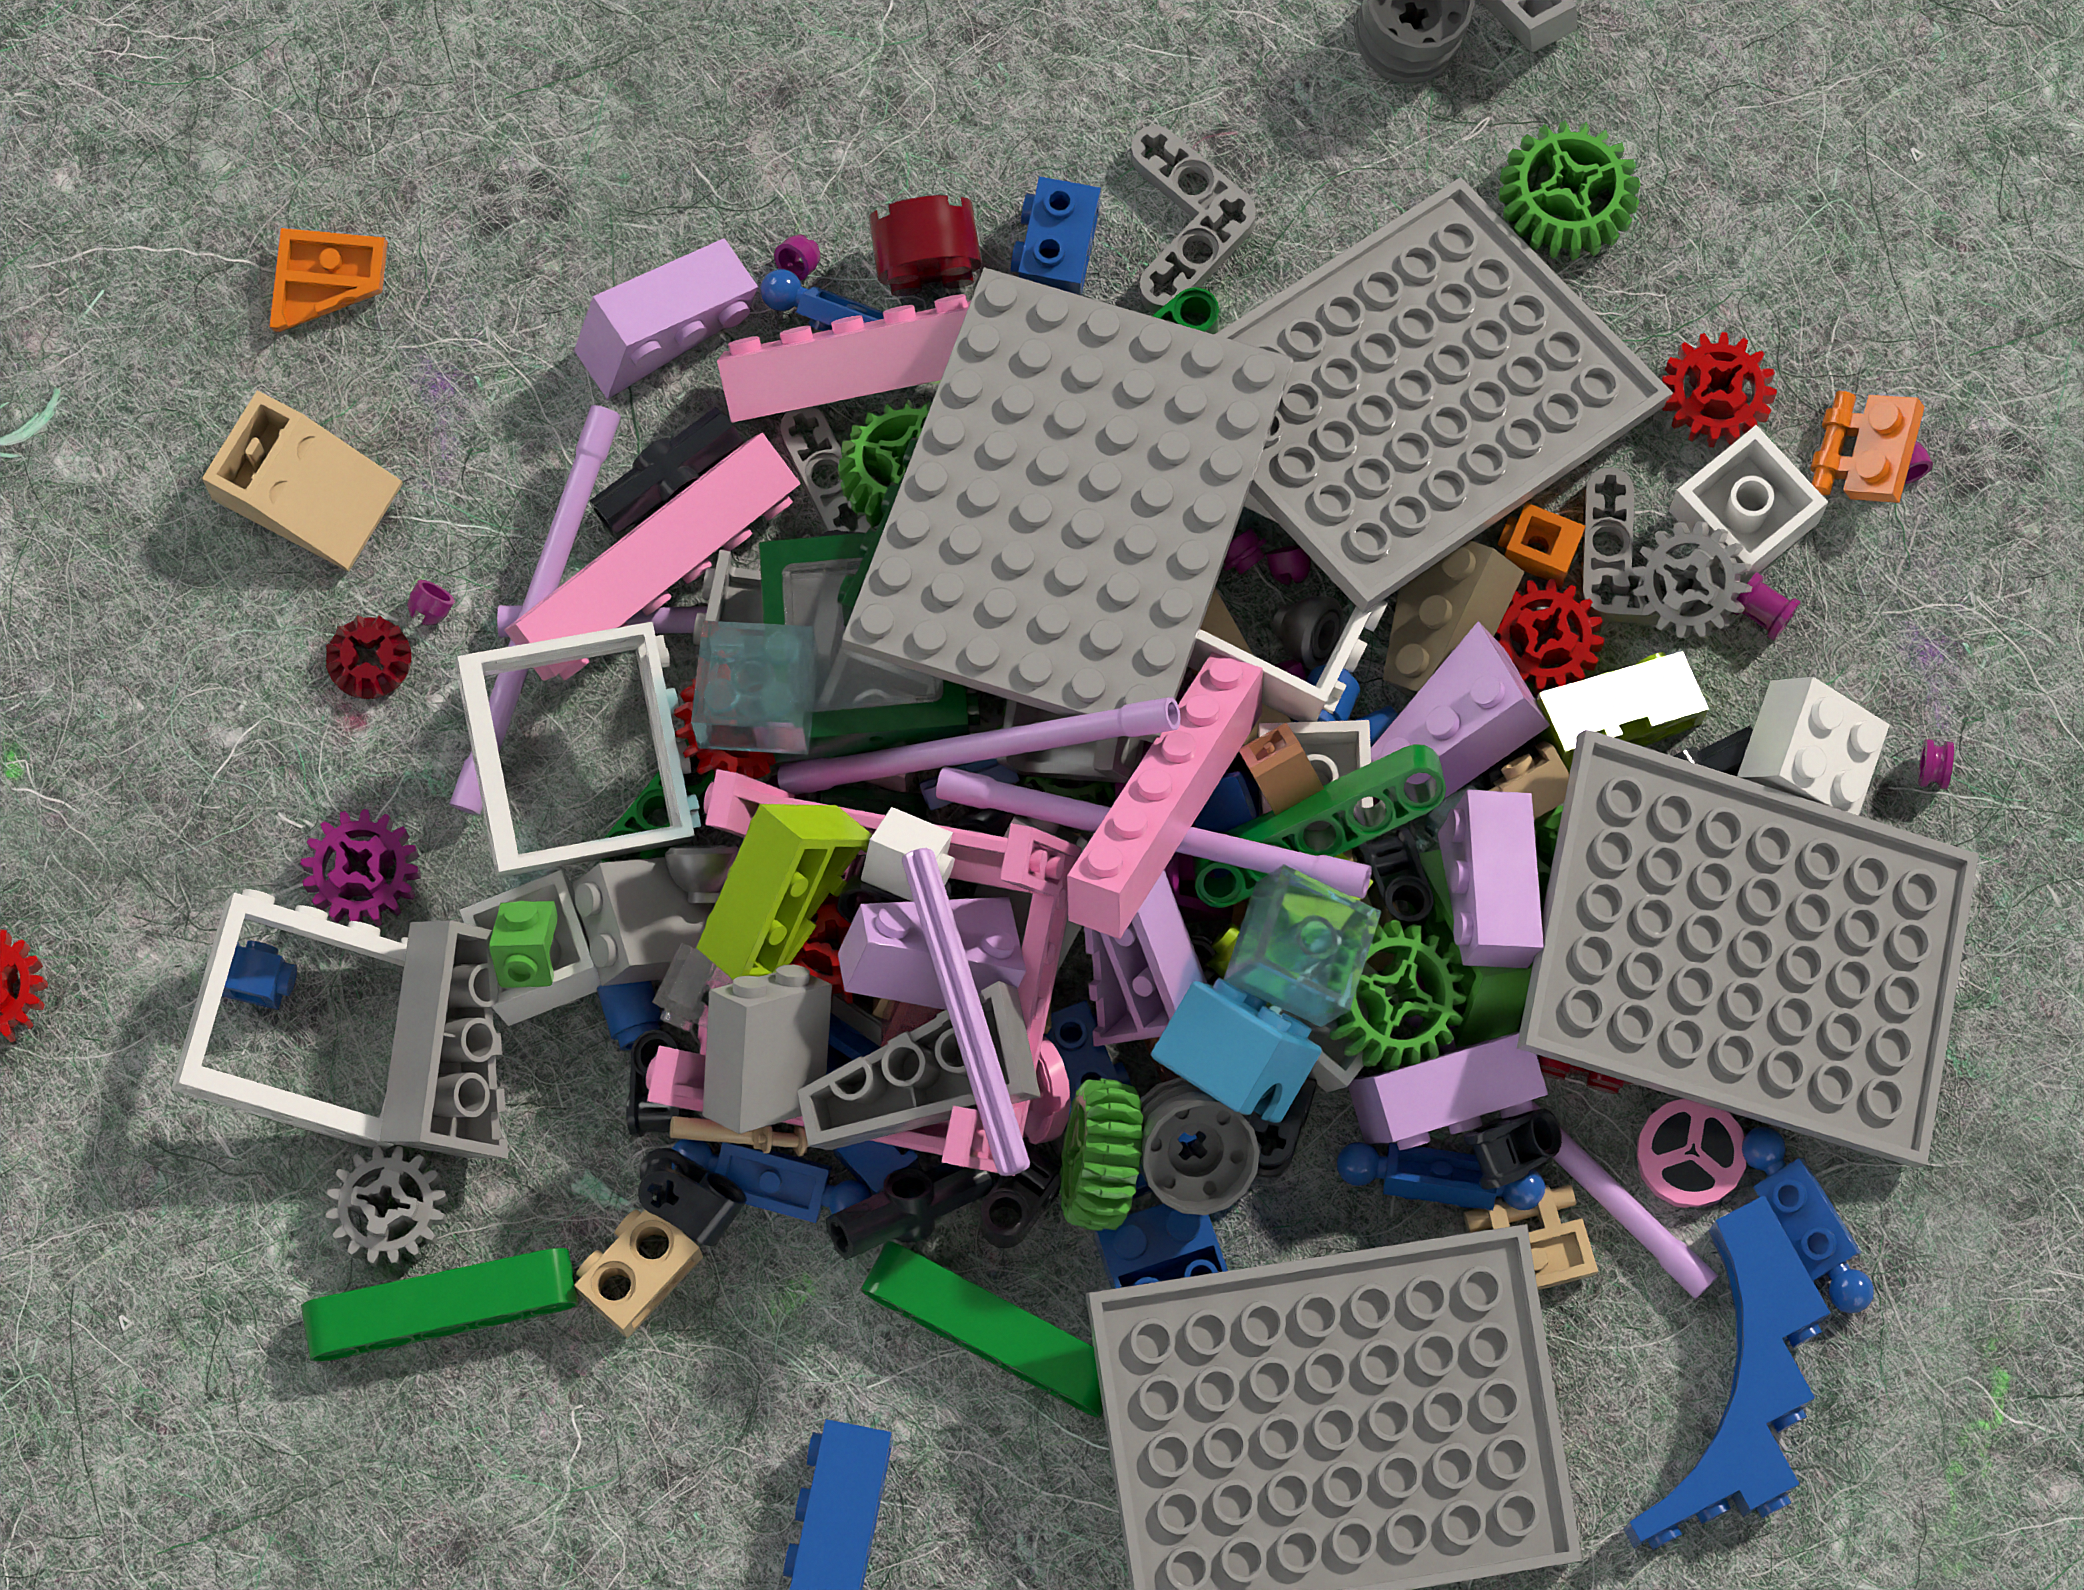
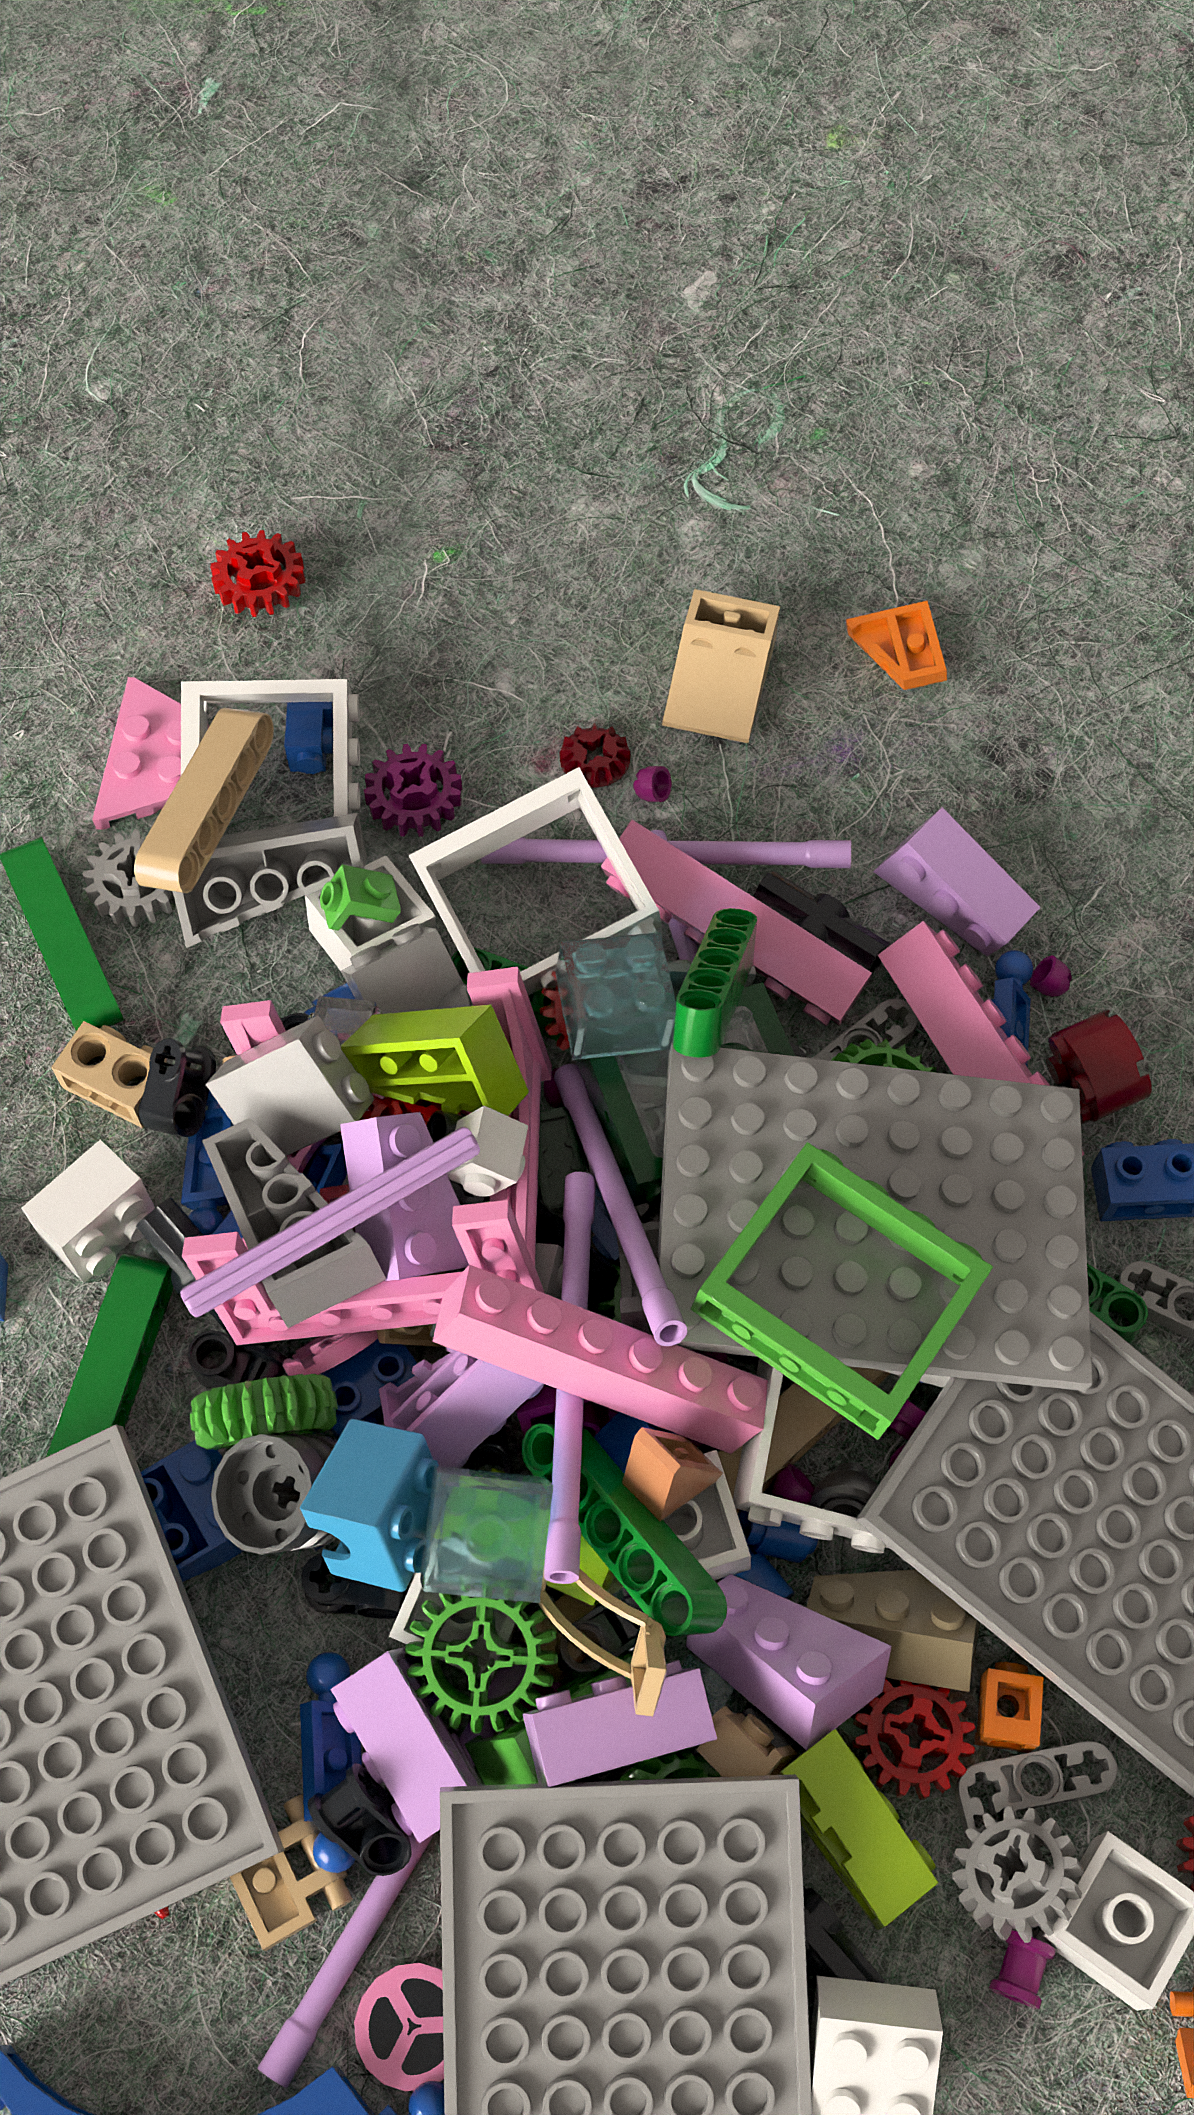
camera: 75 degrees right, 10 degrees down
(210, 1165) = (142, 756): none -> bright pink wing
(363, 1077) = (204, 800): none -> tan beam
(767, 581) = (714, 983): none -> green beam
(812, 1308) = (90, 1211): none -> white brick
(1211, 614) = (797, 1355): none -> bright green window
(1457, 828) = (648, 1659): none -> tan piece

